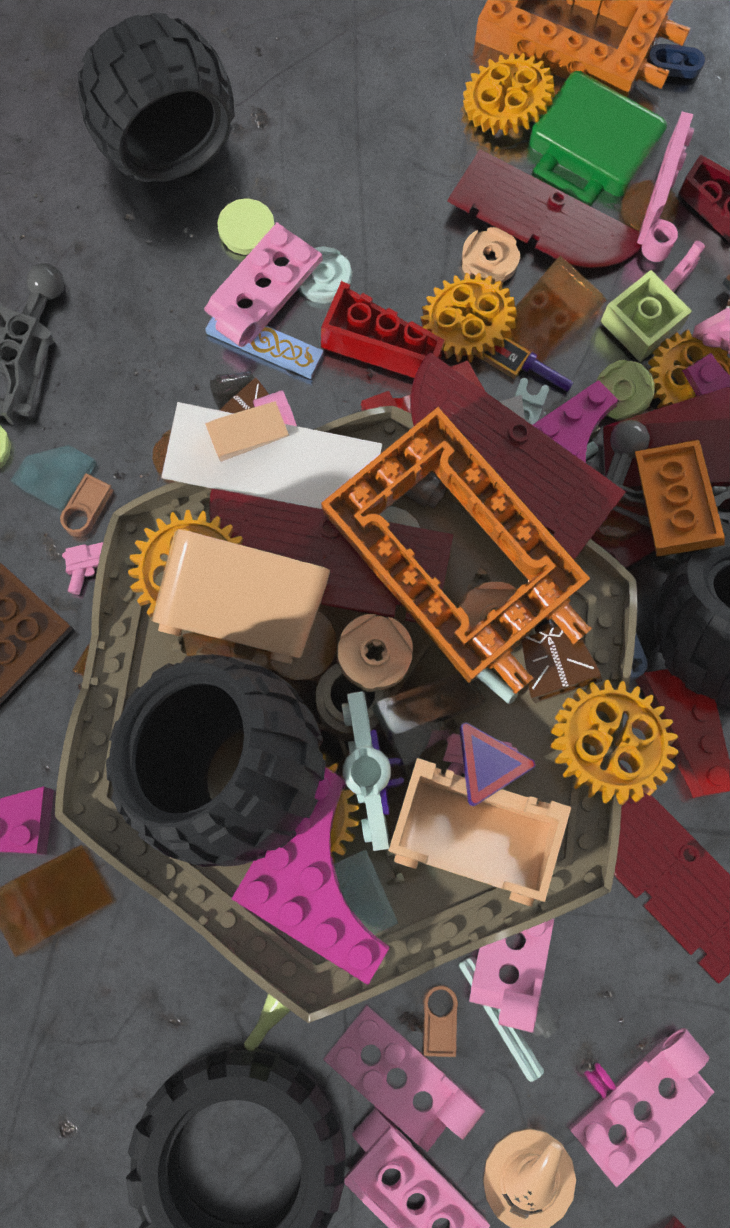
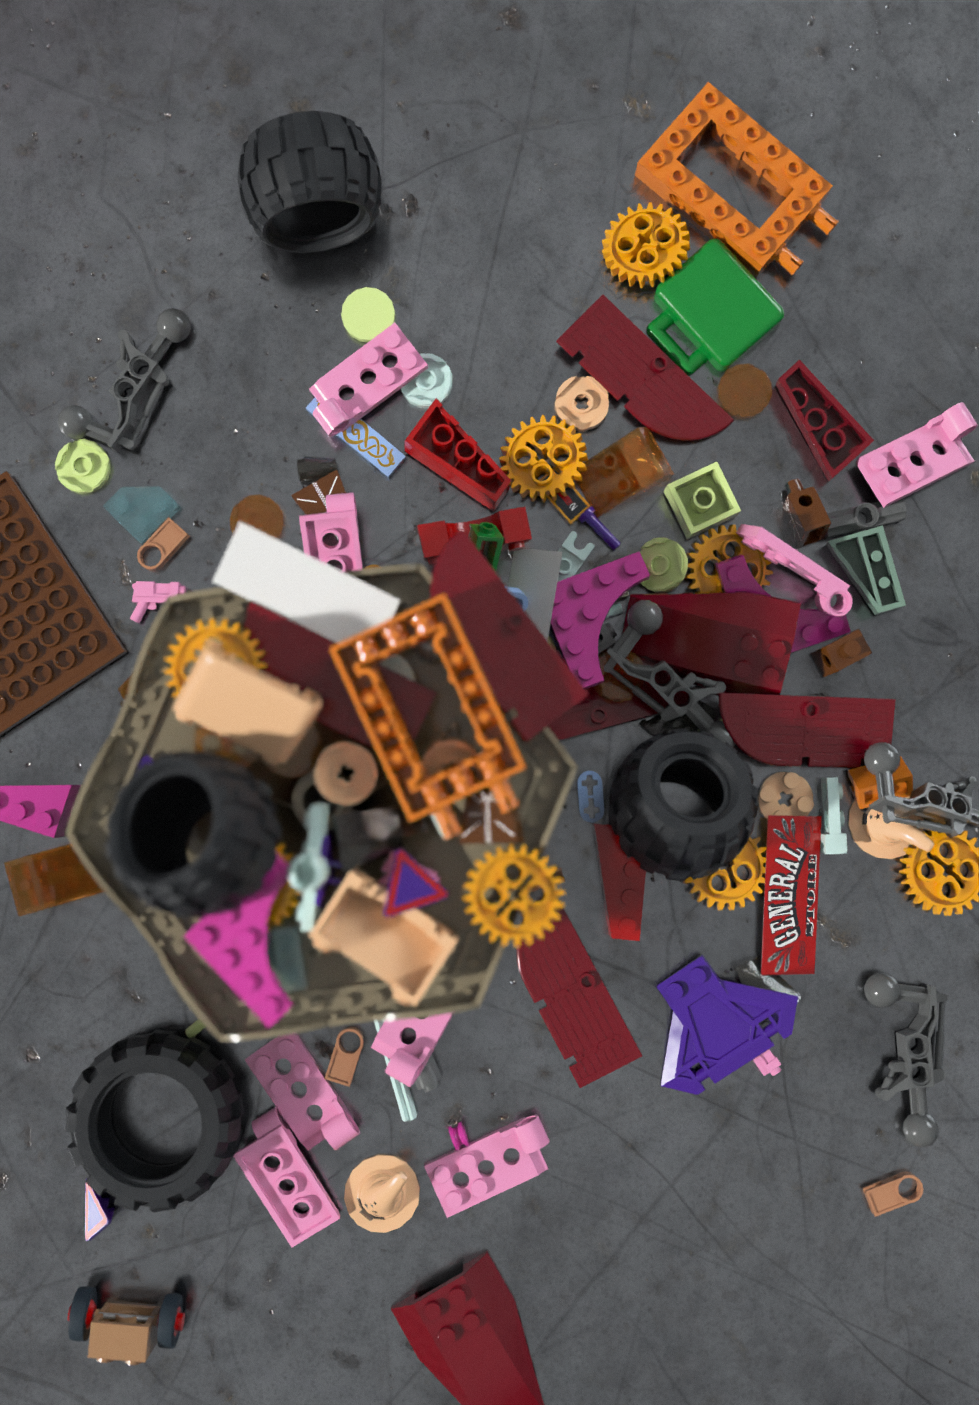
camera: 20 degrees right, 10 degrees up
(246, 430) = (289, 562): light nougat slope -> none
(654, 227) = (737, 414): bright pink hinge -> none
(679, 60) = (817, 246): dark blue plate -> none
(679, 498) = (662, 687): orange plate -> none
(685, 267) = (749, 465): bright pink piece -> none

